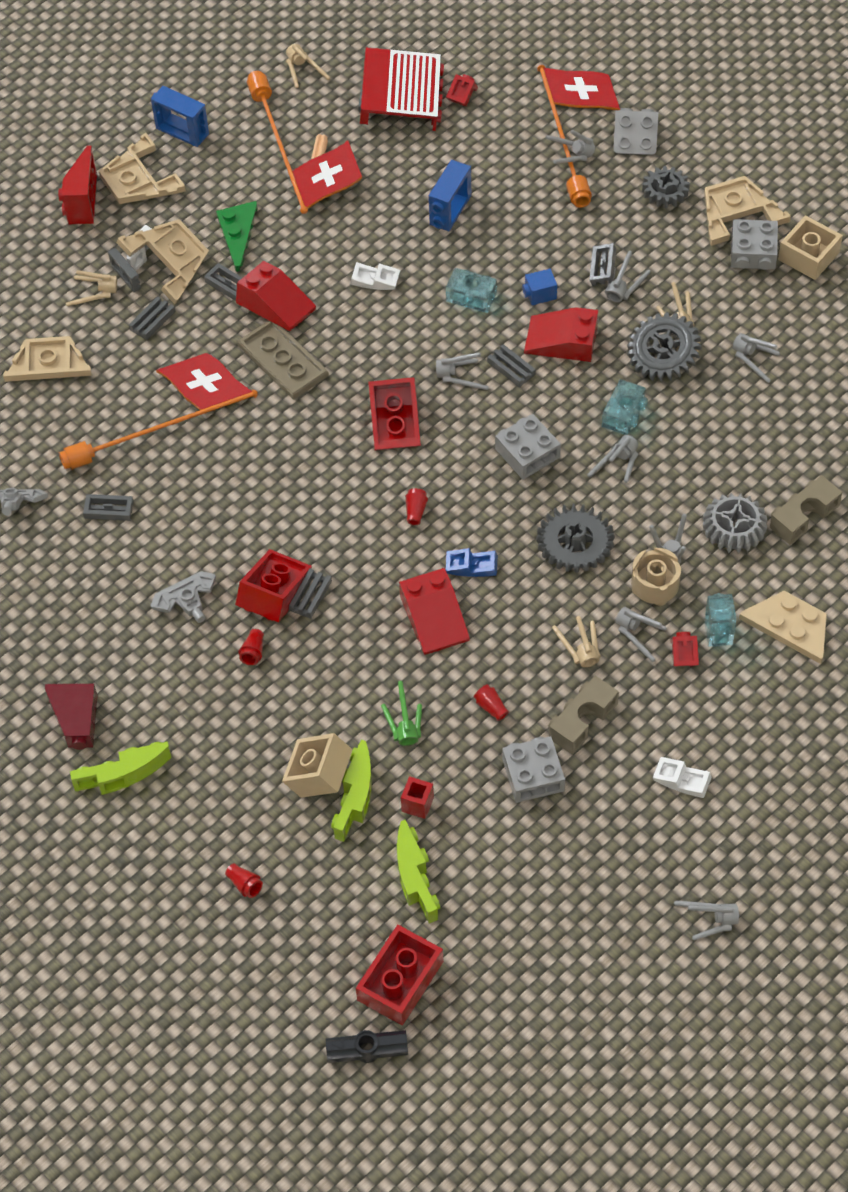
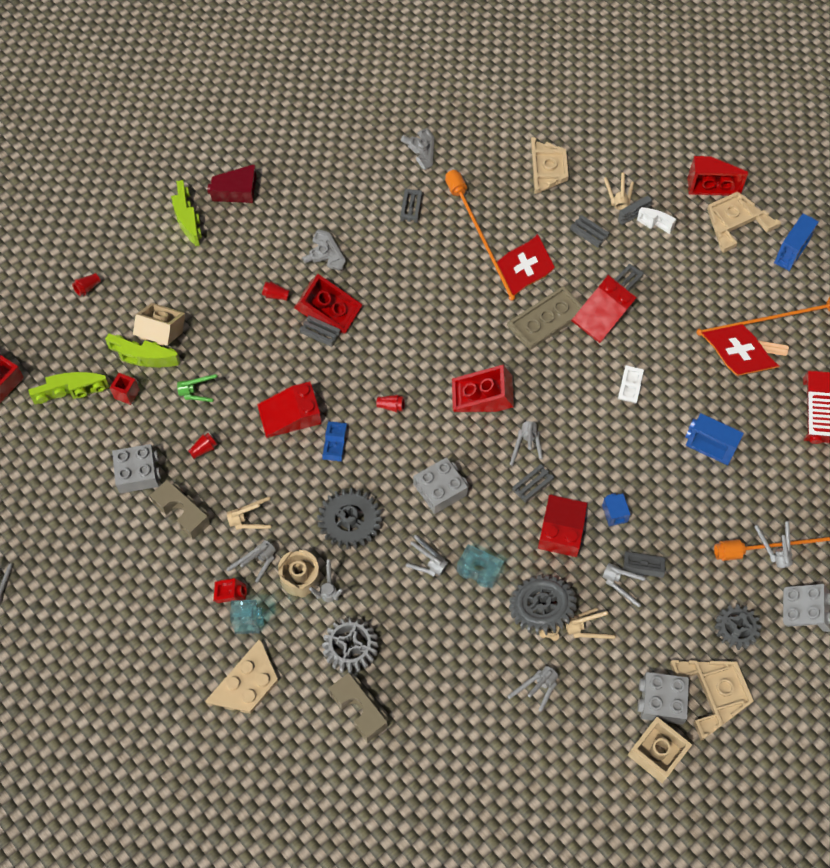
camera: 90 degrees right, 5 degrees up
(175, 248) = (653, 243): tan wing -> none
(236, 227) = (682, 287): green wing -> none
(471, 290) = (617, 445): clear light blue brick -> none
(681, 778) = (115, 579): white slope -> none

